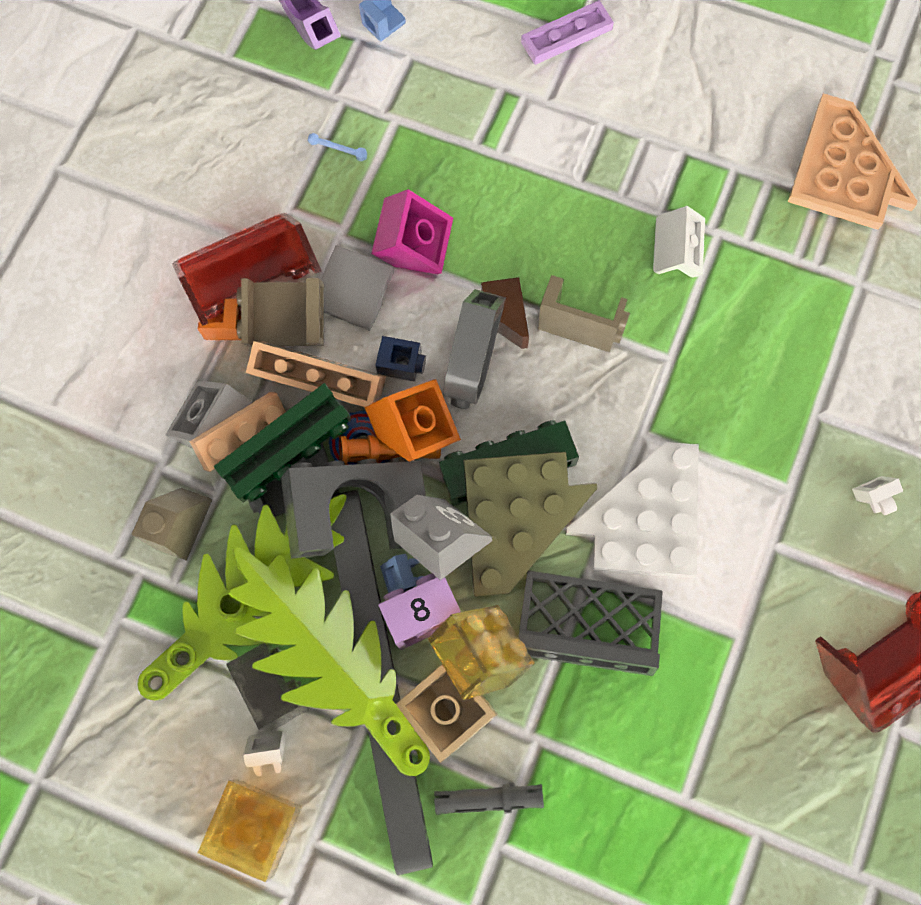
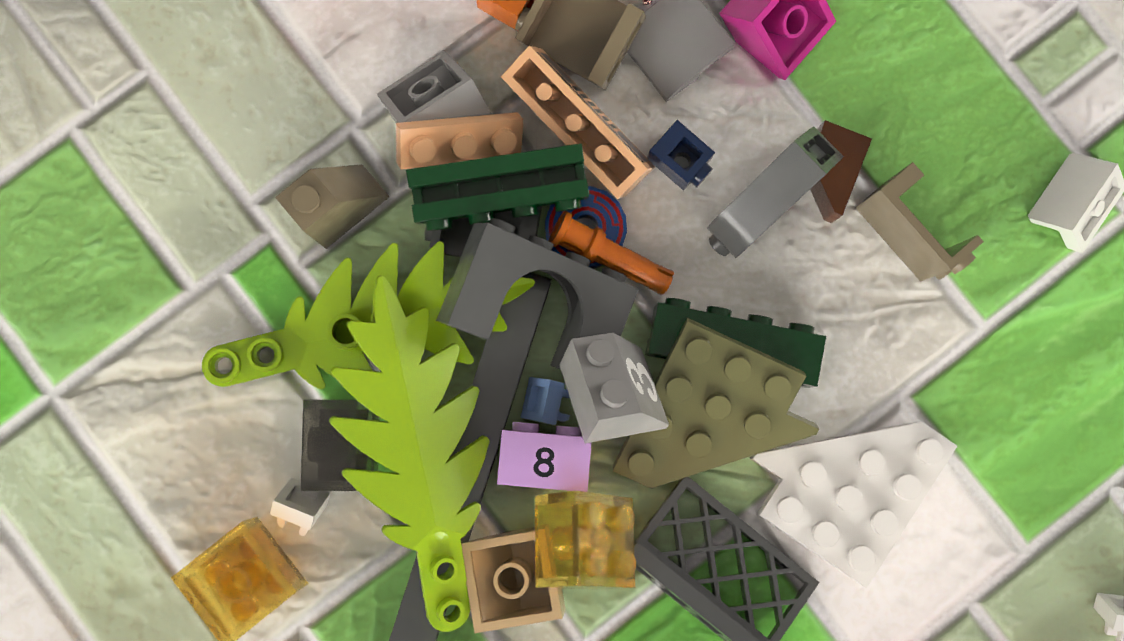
camera: 20 degrees right, 10 degrees up
(414, 421) = (656, 240): orange slope -> none

